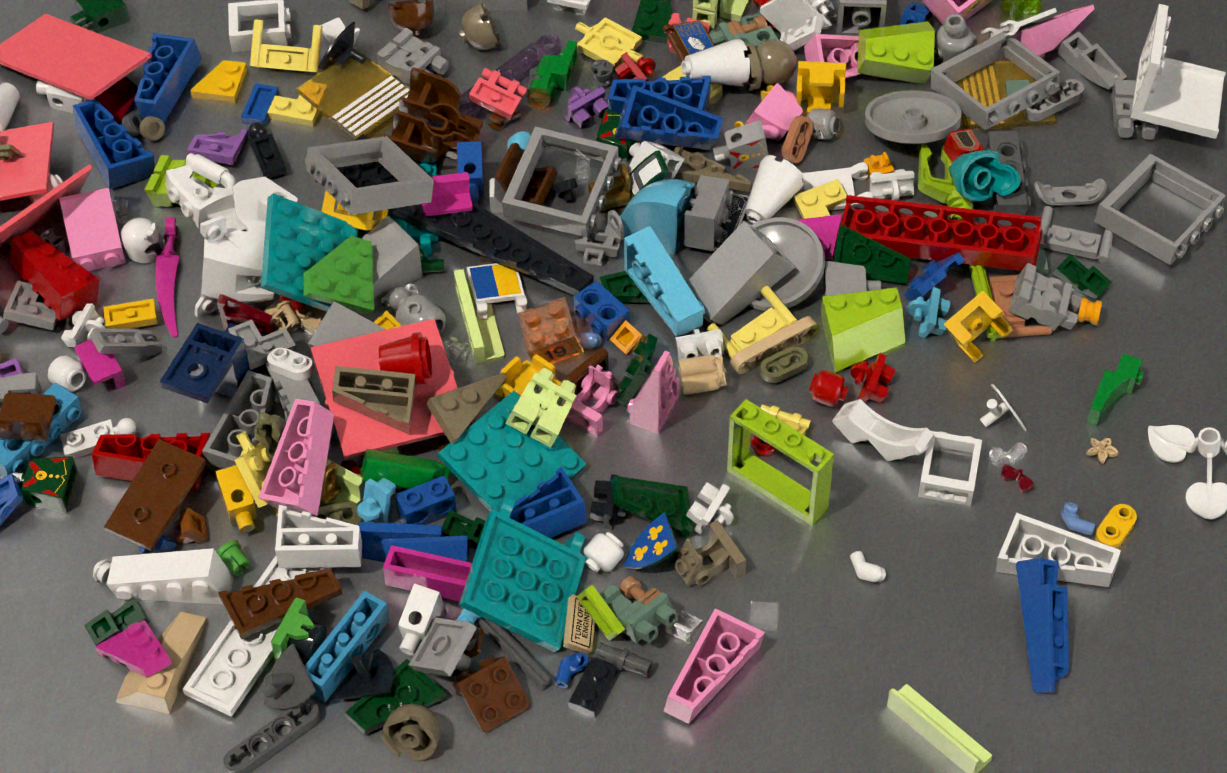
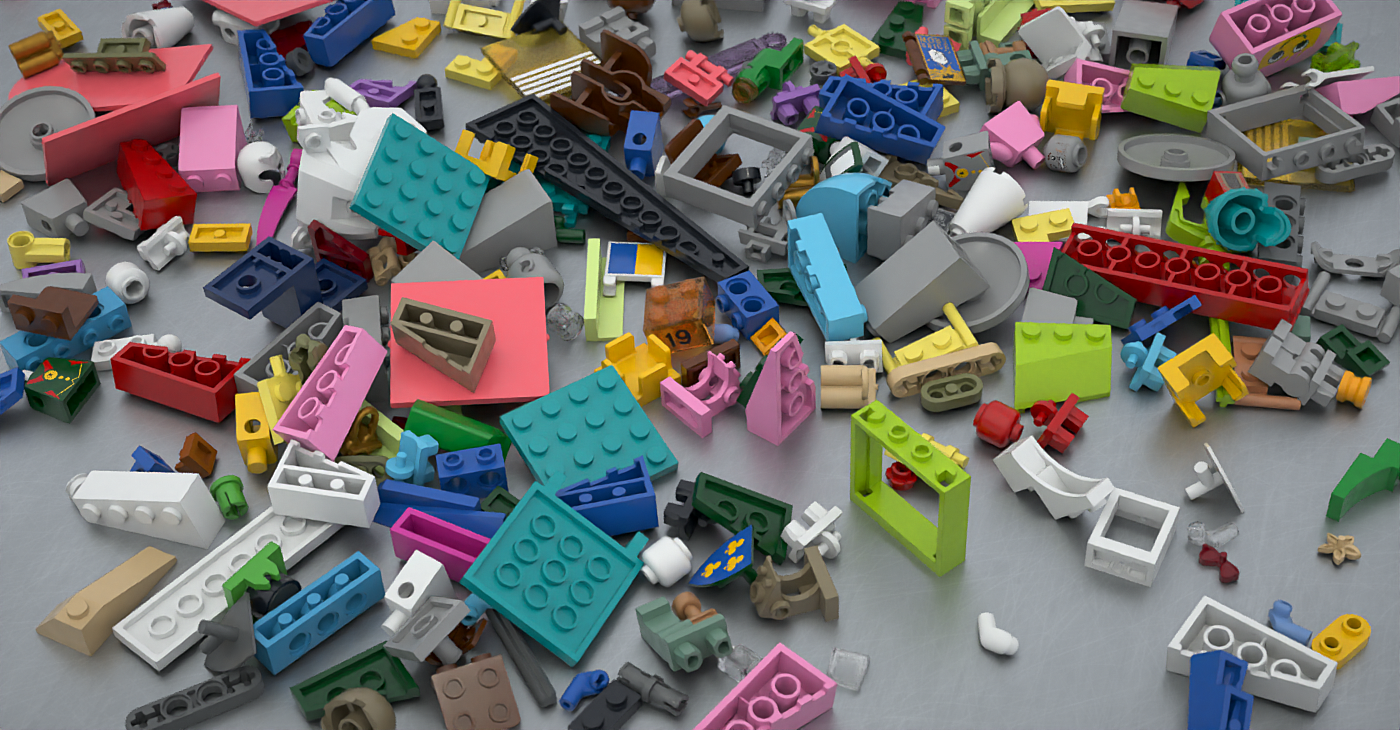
camera: 15 degrees right, 10 degrees down
(100, 366) = (165, 275): dark pink panel -> none
(110, 624) = (66, 549): dark green slope -> none
(125, 341) = (195, 255): light grey hinge -> none
(137, 649) = (76, 574): dark pink wing -> none
(152, 128) = (316, 67): dark tan tile -> none
(155, 495) = (161, 411): reddish brown plate -> none
(258, 346) = (340, 284): light grey plate -> none
(259, 104) = (439, 59): blue tile -> none
(267, 605) = (225, 550): reddish brown wing -> none
(290, 364) = (366, 302): white plate -> none
(344, 276) = (454, 218): bright green plate -> none
(369, 677) = (337, 650): black shield -> none
(408, 356) = (496, 301): red piece -> none
(412, 189) = (556, 139): light grey window -> none
(449, 195) = (602, 158): dark pink panel -> none
(460, 406) = (543, 371): dark tan wing -> none
(543, 406) = (637, 386): yellowish green hips -> none
(578, 627) = (611, 638): tan tile -> none
(600, 612) = (638, 627): lime tile -> none
(722, 62) = (962, 76): white cone -> none
(797, 139) = (1029, 165): nougat plate -> none

